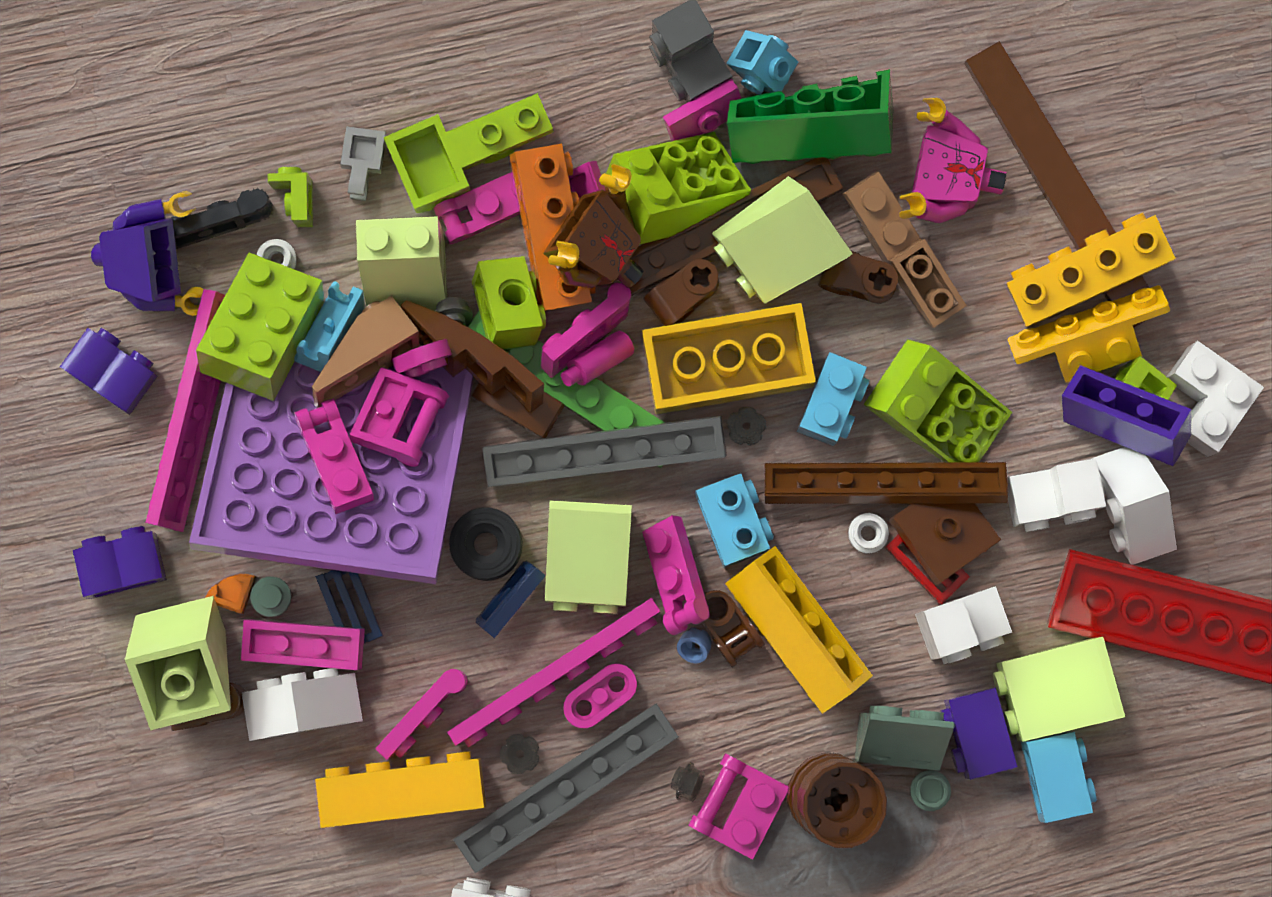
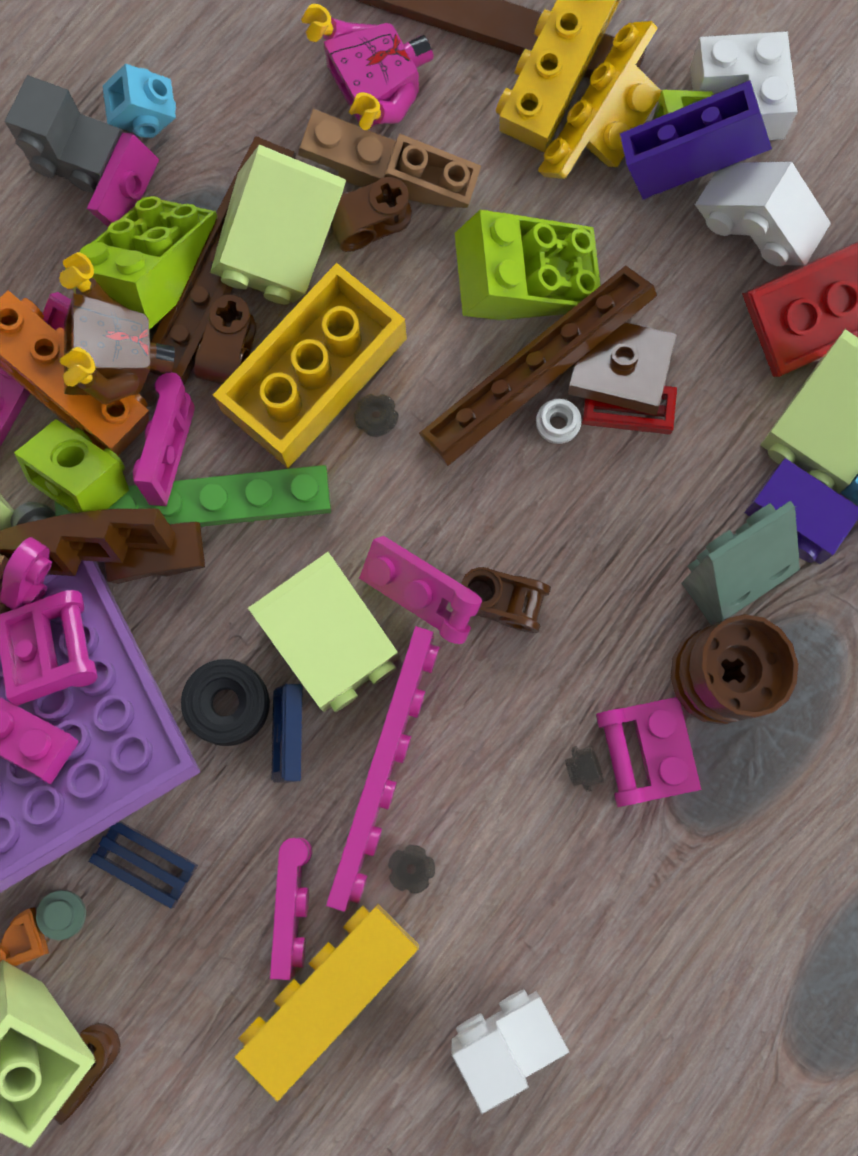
camera: 35 degrees left, 5 degrees down
(301, 704) = (166, 994): white brick -> none
(302, 644) = (124, 936): dark pink plate -> none
(565, 788) = (478, 869): dark grey plate -> none
(598, 359) = (196, 457): dark pink cylinder -> none
(601, 697) = (441, 755): dark pink plate -> none
(604, 451) = (266, 531): dark grey plate -> none
(687, 642) = (480, 643): medium blue hinge -> none
(733, 519) = (432, 501): medium azure brick -> none
(797, 630) = (571, 549): yellow brick -> none
(814, 122) = (224, 114): green wedge -> none
(832, 397) = (432, 330): medium azure brick -> none
(930, 790) = (801, 598): sand green plate -> none
(963, 624) = (709, 431): white brick -> none
(1063, 491) = (697, 250): white brick -> none

